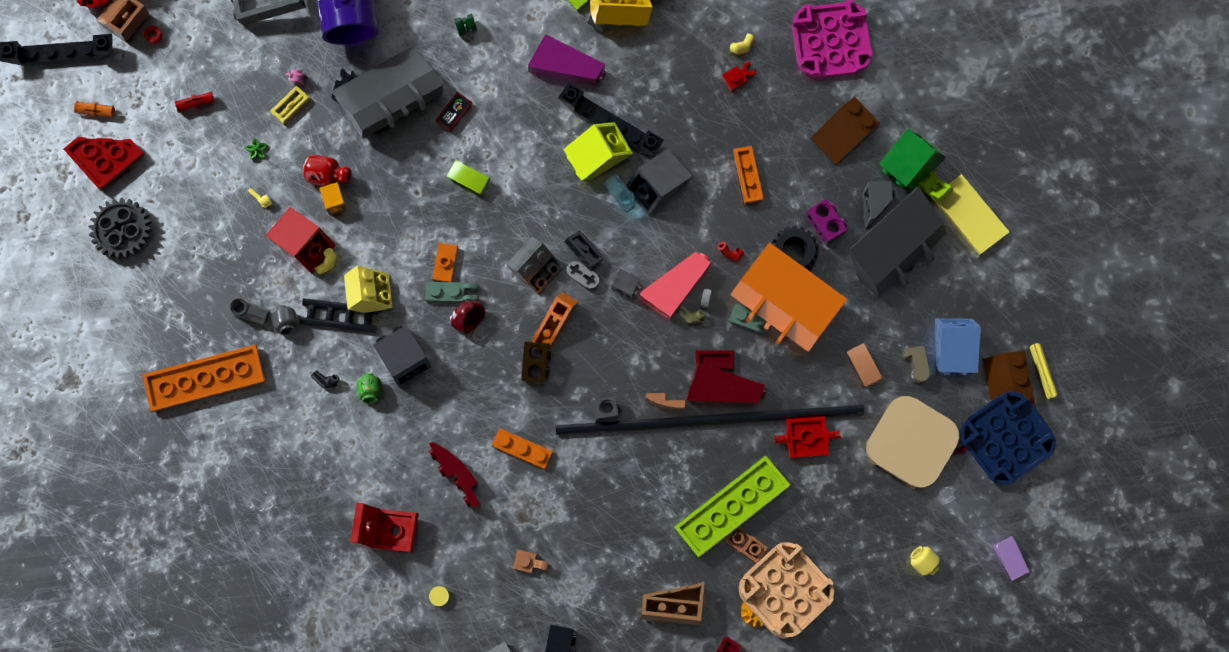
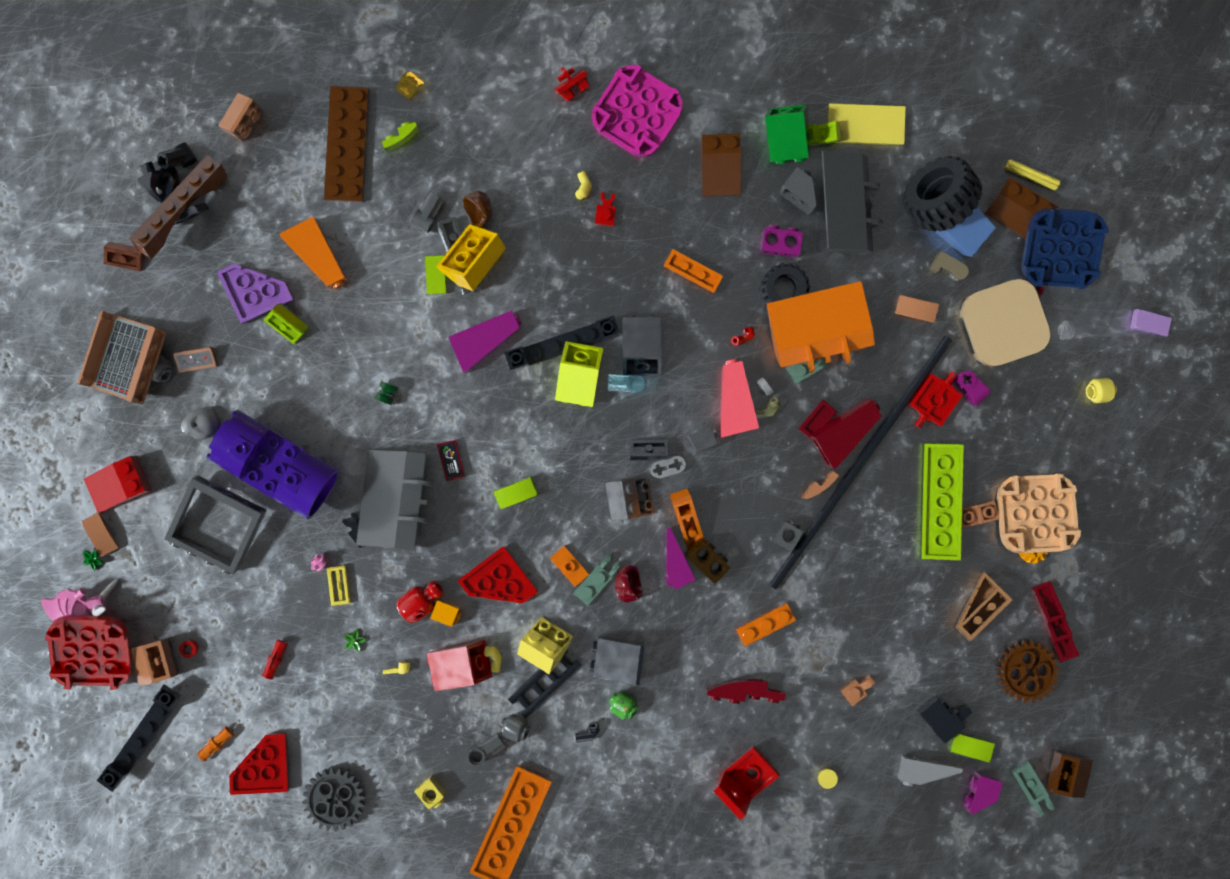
camera: 45 degrees left, 10 degrees up
(182, 288) = (430, 784): none -> light yellow brick
(391, 217) = (498, 579): none -> red plate
(511, 342) = (676, 564): none -> magenta slope
(840, 460) = (974, 389): none -> magenta piece
(966, 306) = (945, 211): none -> black tyre

